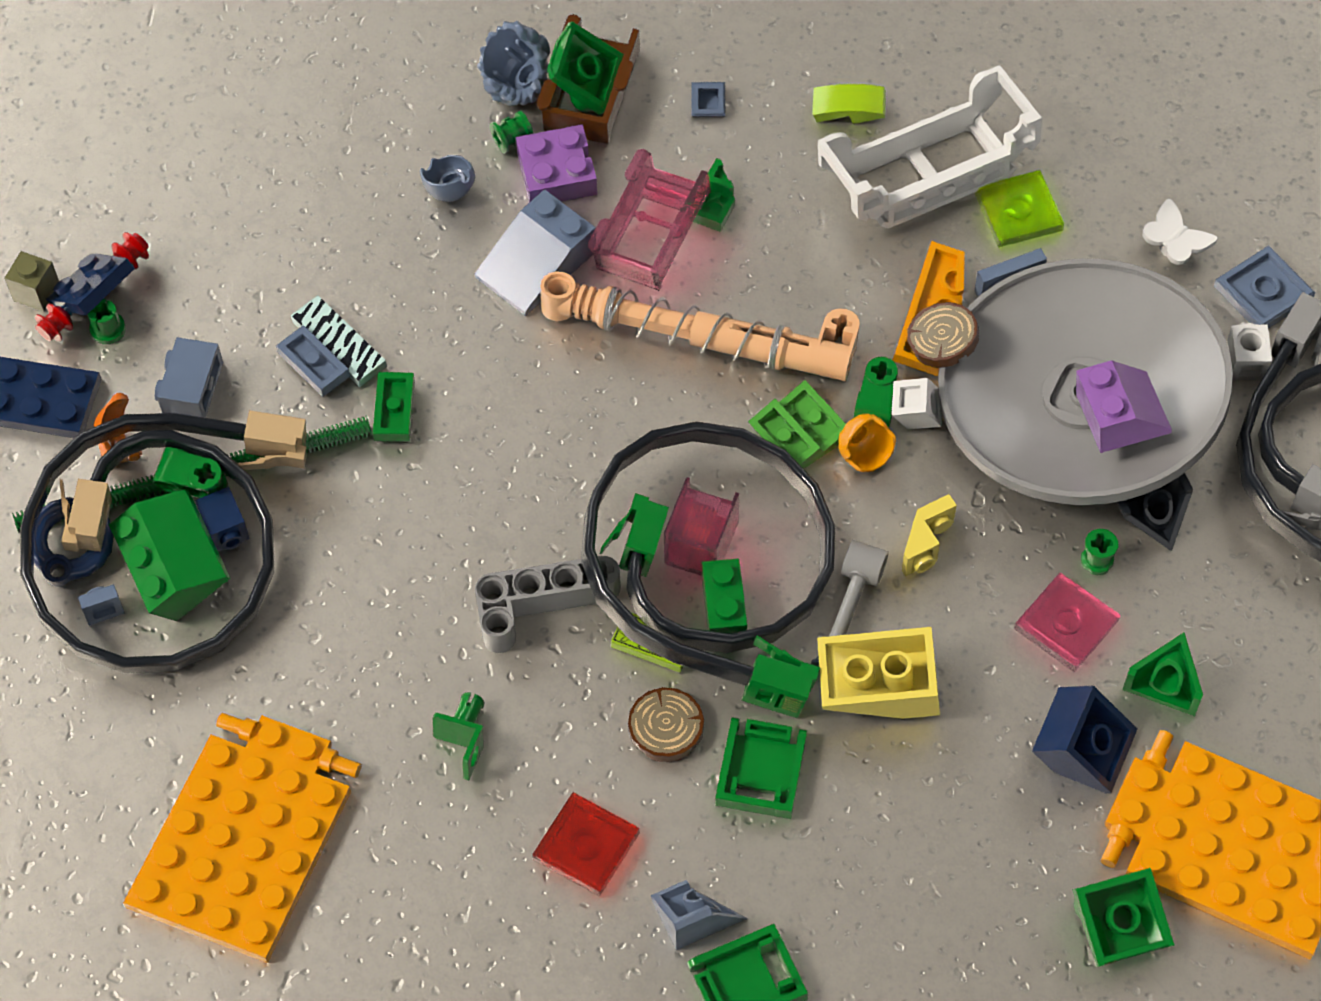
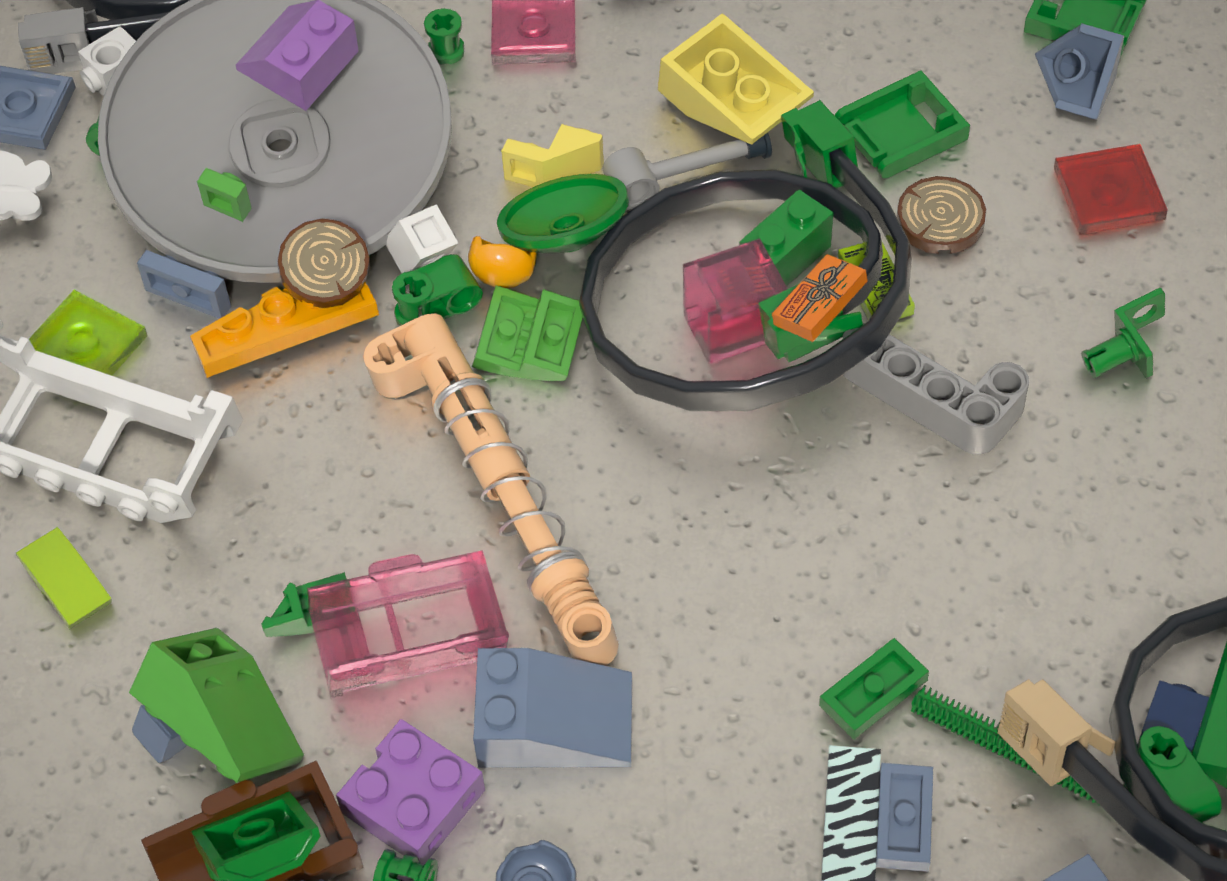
camera: 130 degrees left, 5 degrees down
(630, 526) = (819, 297): none -> orange tile
(679, 104) = (217, 703): none -> bright green slope
(876, 483) = (563, 213): none -> green dish
(1037, 302) = (224, 194): none -> bright green plate

